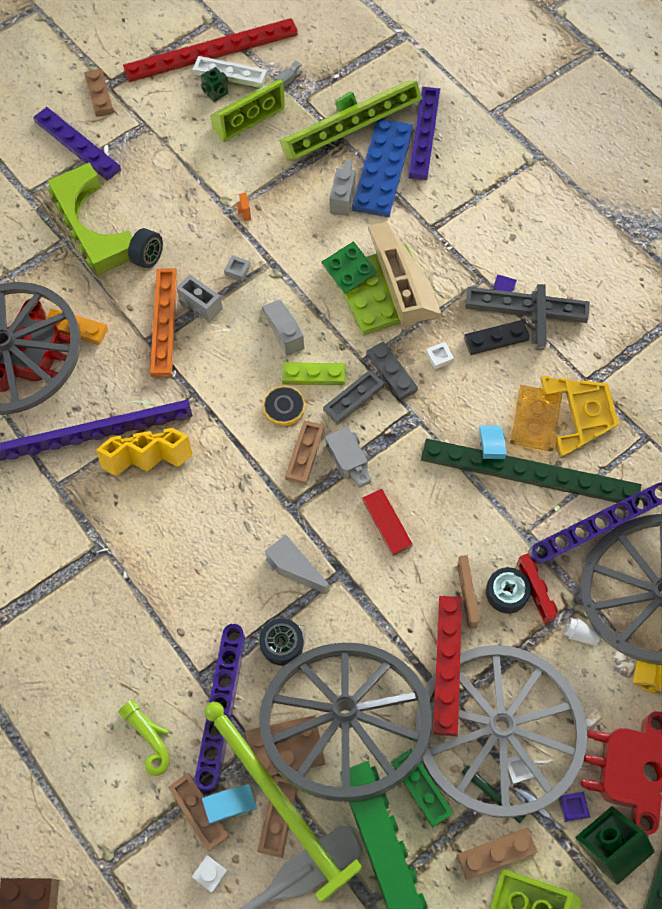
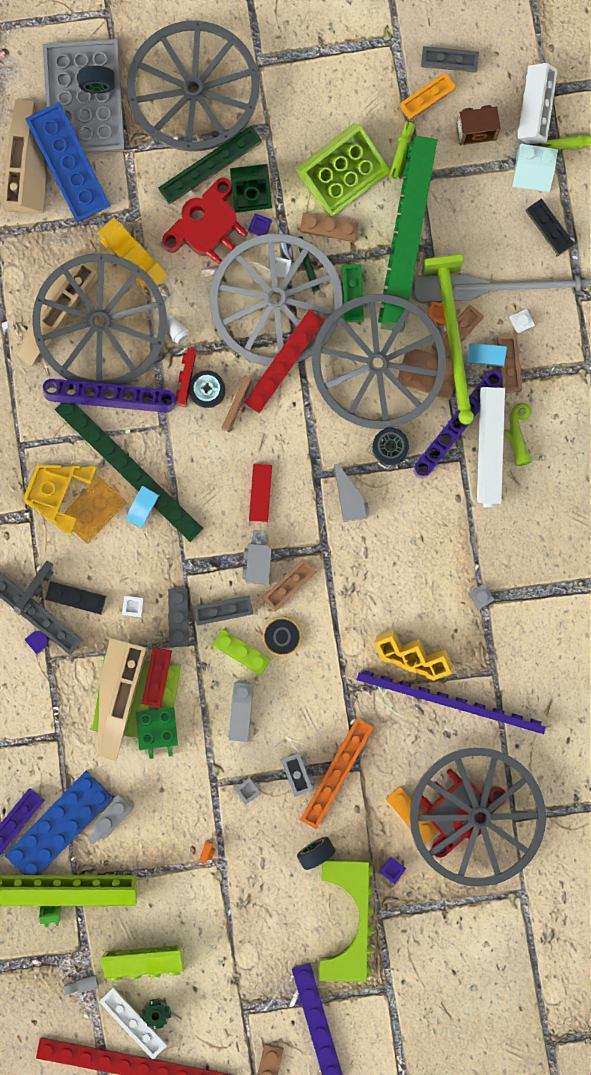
camera: 150 degrees left, 20 degrees up
(69, 274) = (392, 870): none -> dark purple plate
(105, 547) = (481, 596): none -> light grey plate
(171, 701) = (490, 446): none -> white brick
(315, 821) = (436, 313): none -> orange plate
(377, 308) = (157, 677): none -> red tile

